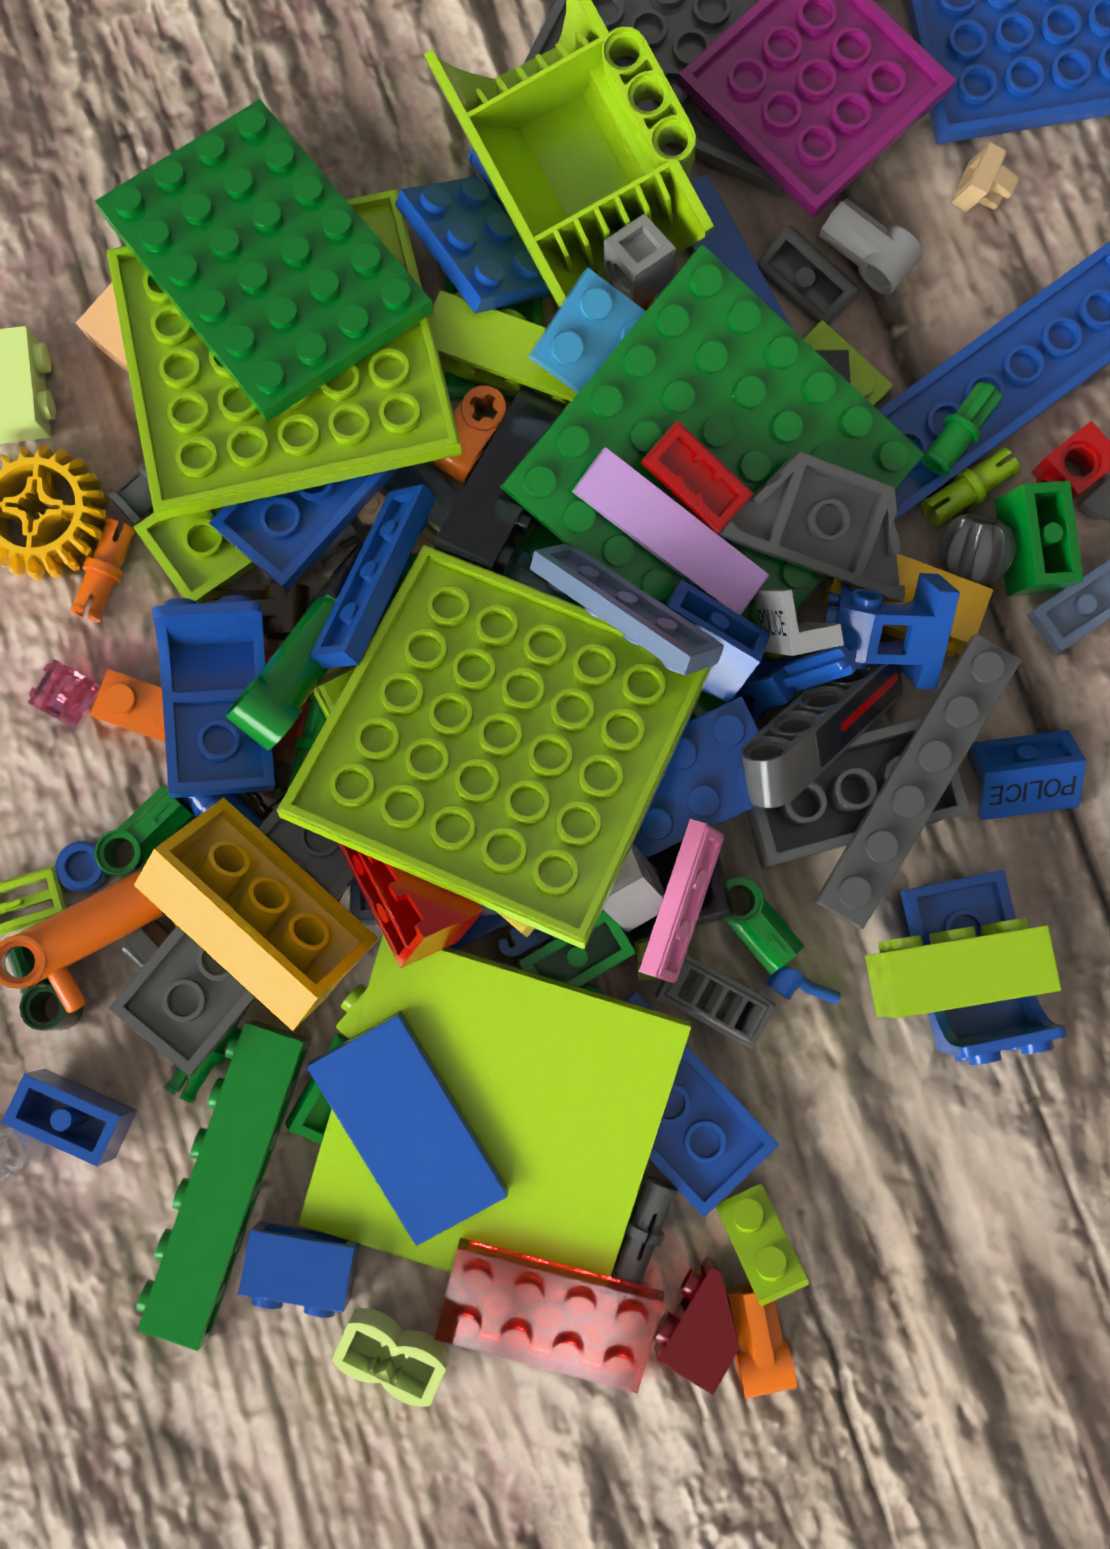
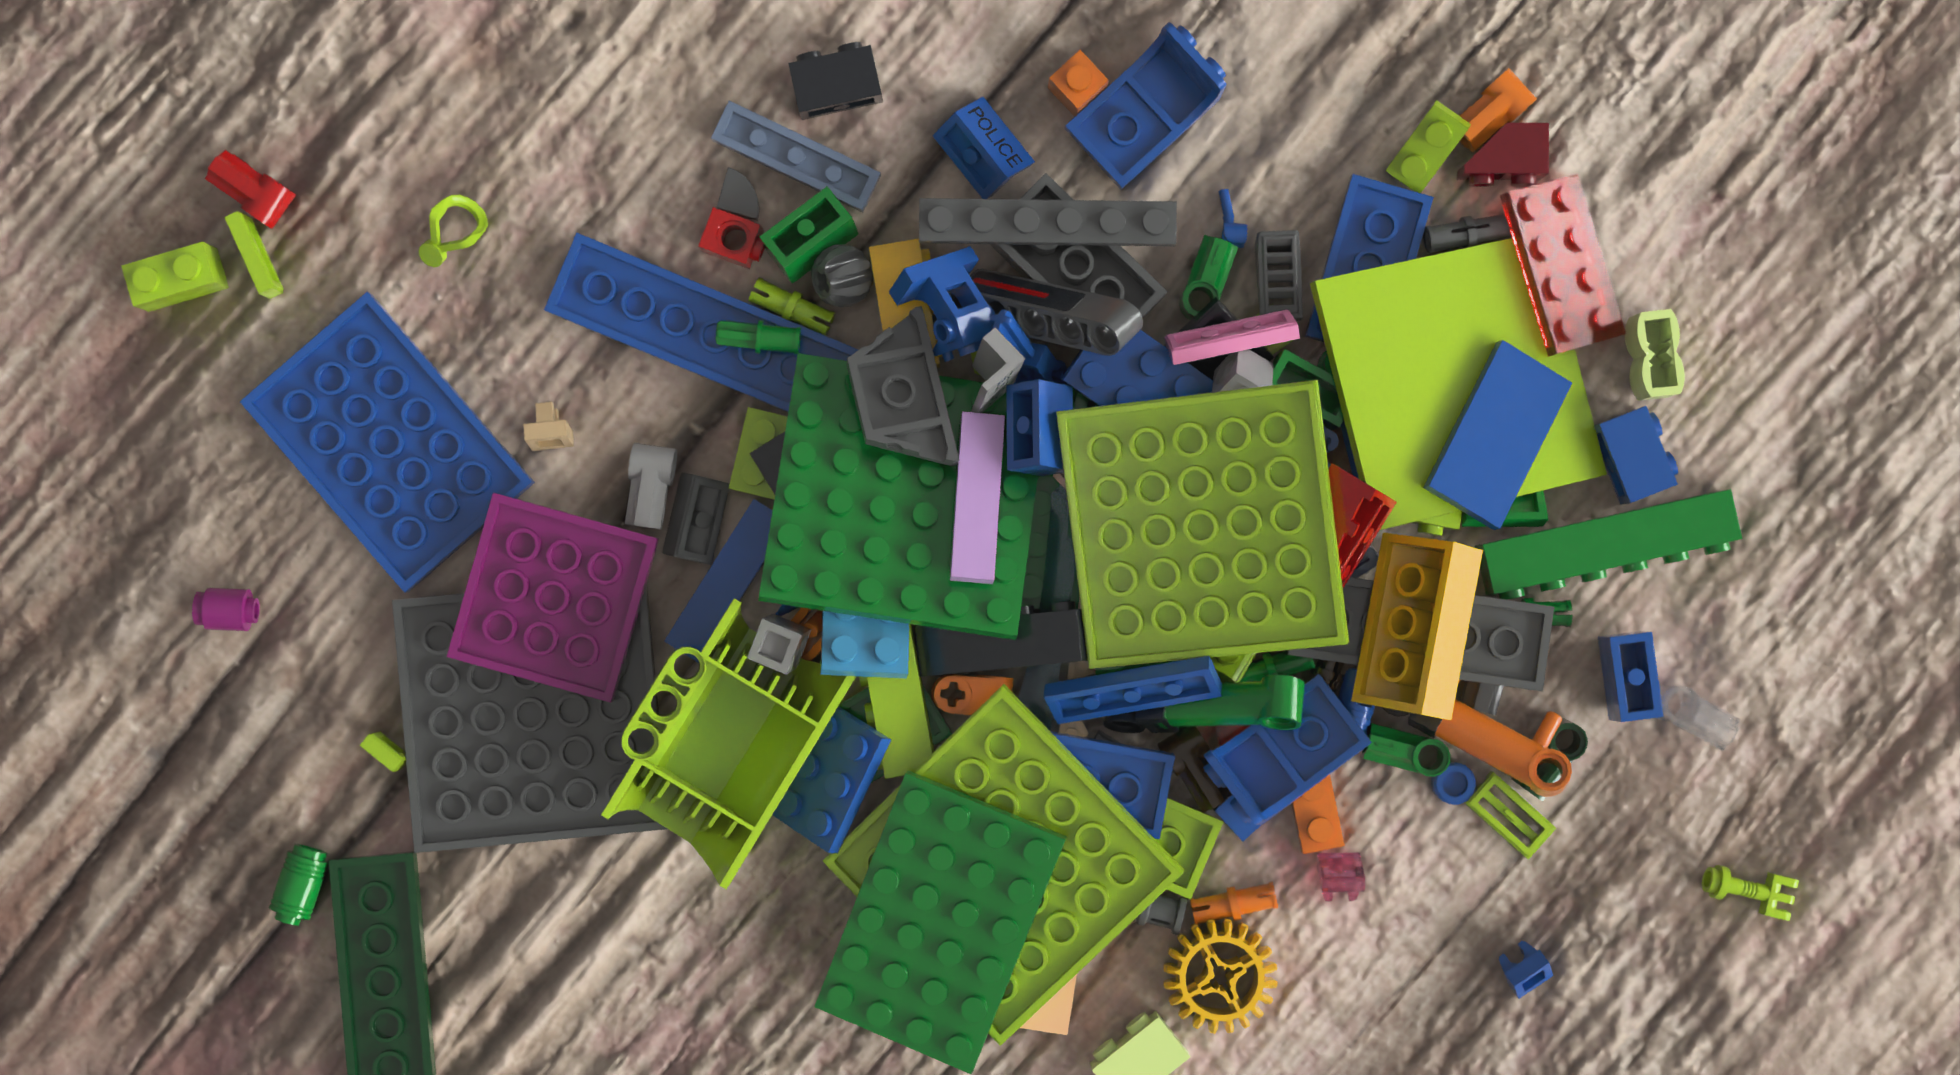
camera: 120 degrees left, 5 degrees up
(627, 608) = (1057, 494): sand blue plate -> none
(696, 477) = (929, 501): red plate -> none
(962, 968) = (1164, 118): lime brick -> none
(1047, 904) = (1077, 83): none -> orange brick

